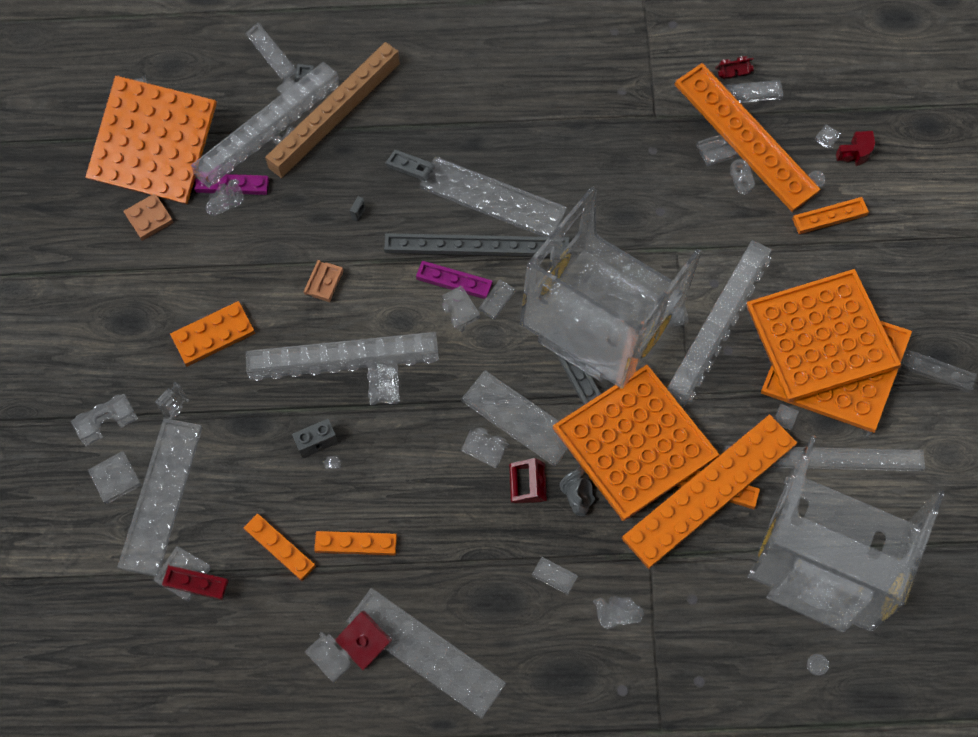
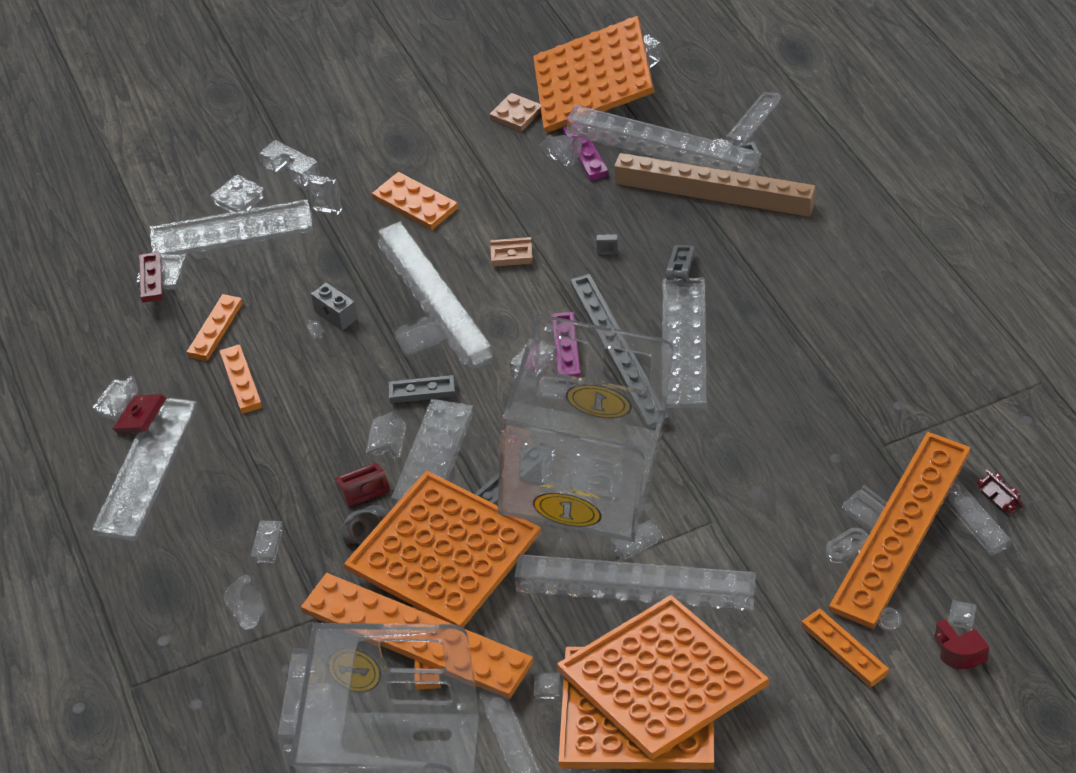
camera: 70 degrees right, 20 degrees down
(446, 402) = (421, 389): none -> dark grey plate

